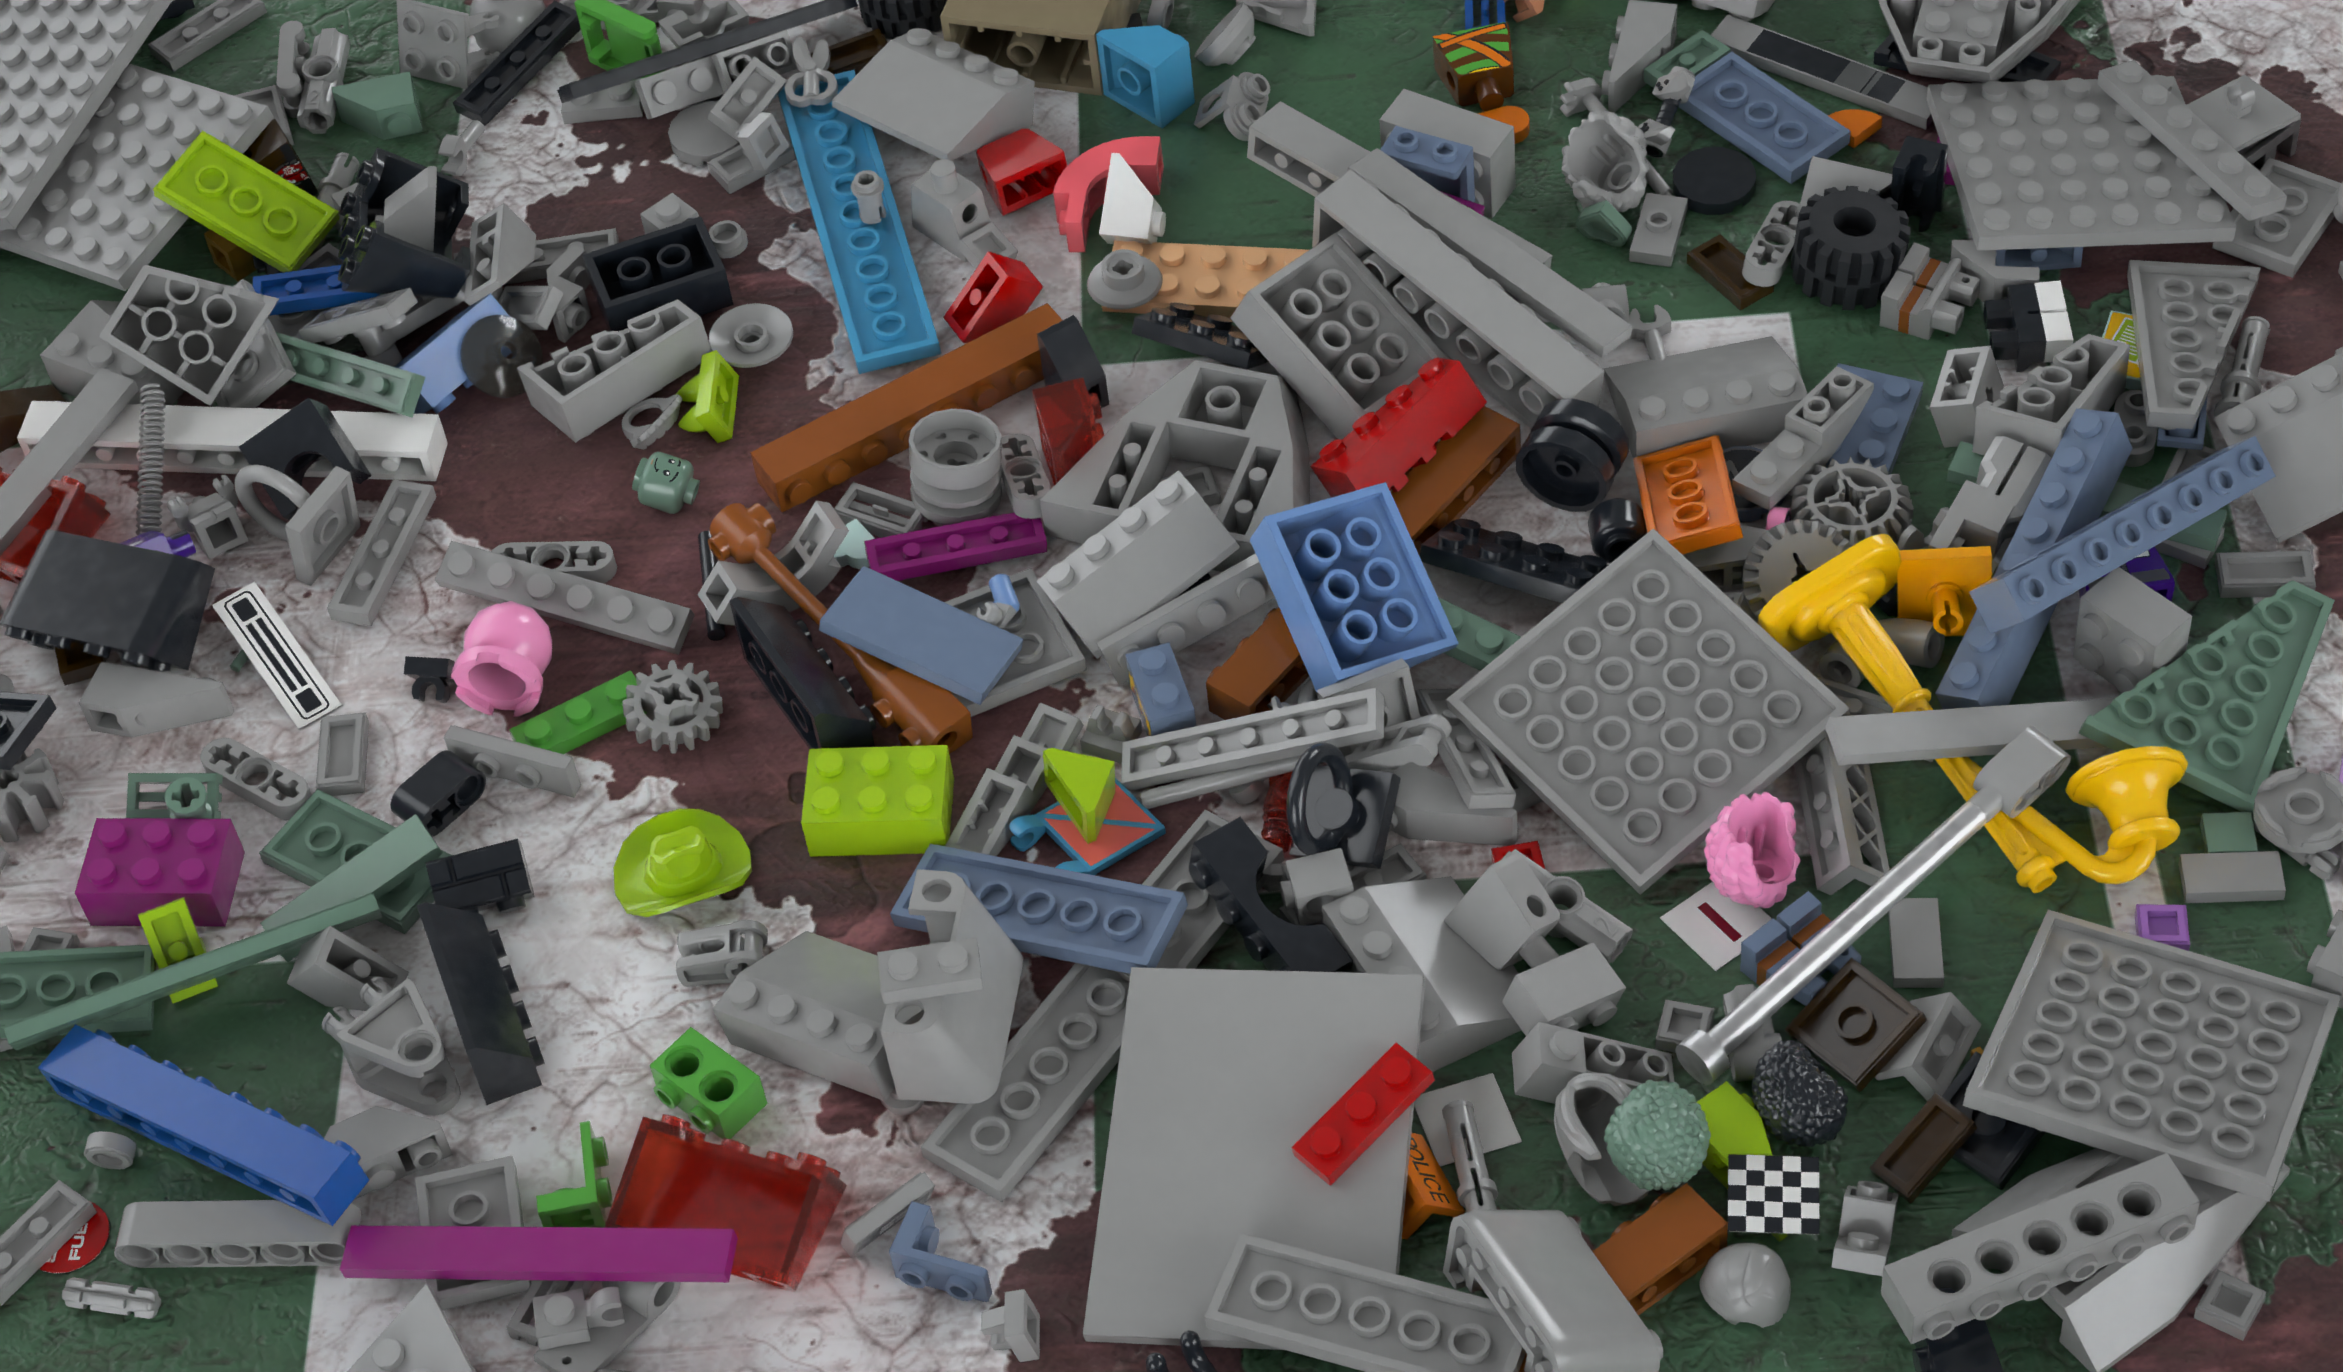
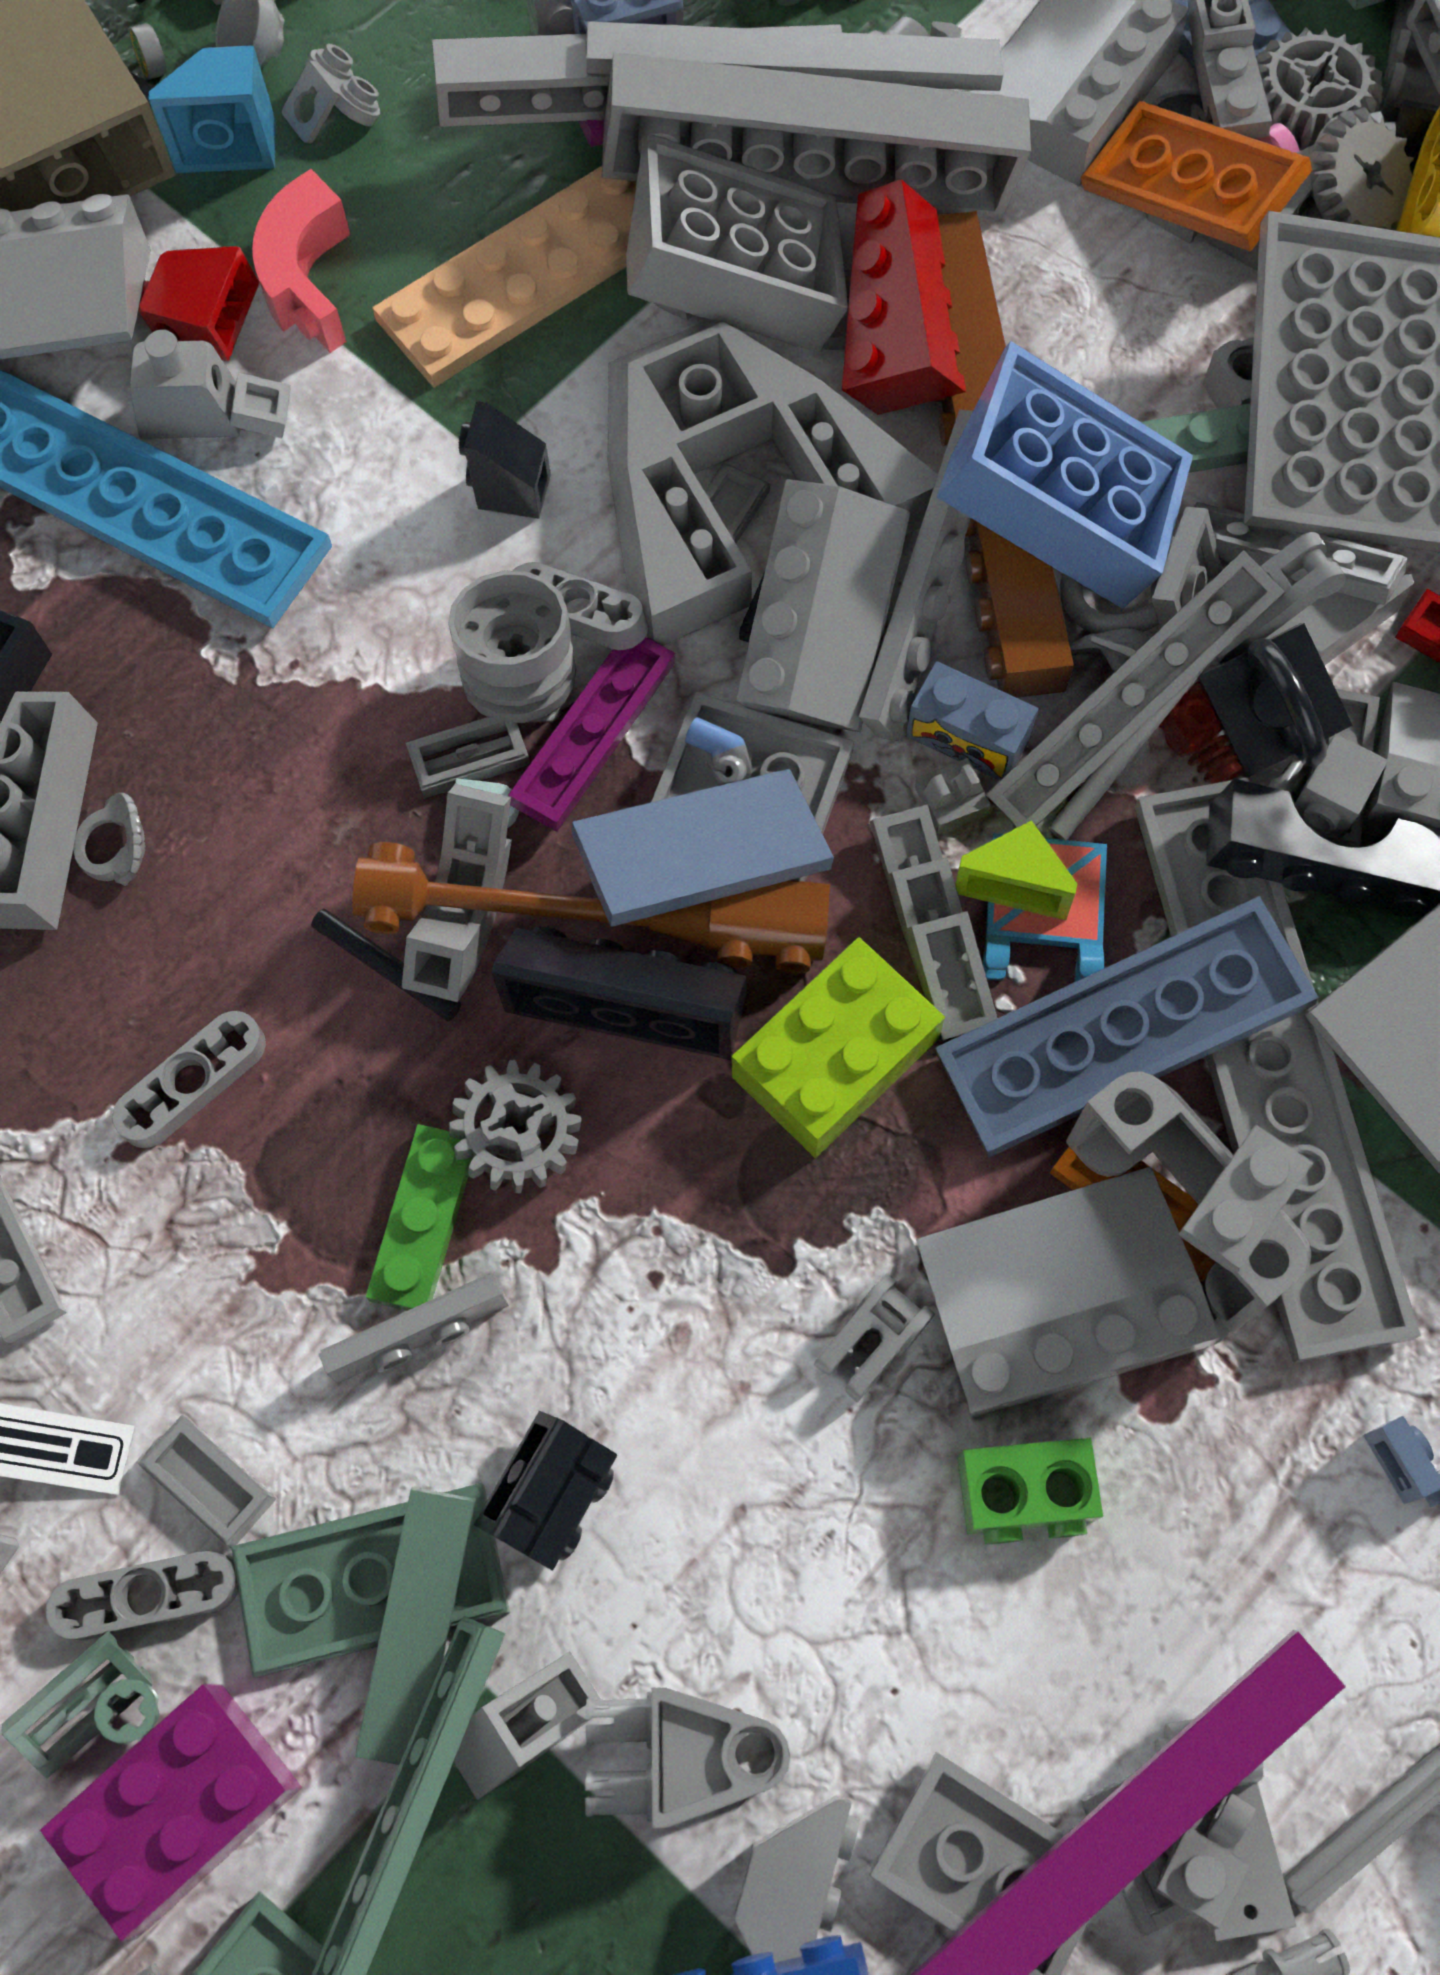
camera: 50 degrees left, 20 degrees up
(173, 940) = (297, 1875): lime slope -> none
(429, 672) = (209, 1305): black tile -> none
(439, 792) = (375, 1434): black beam -> none
(482, 1001) = (712, 1619): black slope -> none
(503, 659) = (281, 1222): bright pink tile -> none
(565, 597) = (251, 1107): light grey plate -> none
(585, 1204) = (1054, 1749): bright green bracket -> none
(665, 482) = (216, 896): sand green head -> none
(679, 862) = (717, 1286): lime hat -> none
(714, 396) = (144, 754): lime tile -> none
(751, 335) = (114, 653): light grey dish -> none
(770, 1202) = (1208, 1589): clear red windscreen -> none
(868, 188) = (87, 427): light grey pin -> none
(881, 420) = (379, 626): dark orange brick -> none
(886, 1214) = (1351, 1456): light grey tile -> none
(992, 297) = (325, 452): red slope -> none
(1066, 424) = (582, 527): clear red slope -> none
(1124, 280) = (440, 353): light grey piece -> none
(1129, 207) = (362, 258): white slope -> none
(1202, 335) = (588, 335): black plate -> none
(1509, 560) = (1152, 332): black plate -> none
(1572, 455) = (1058, 205): black wheel -> none
(1615, 527) = (1160, 250): black head -> none

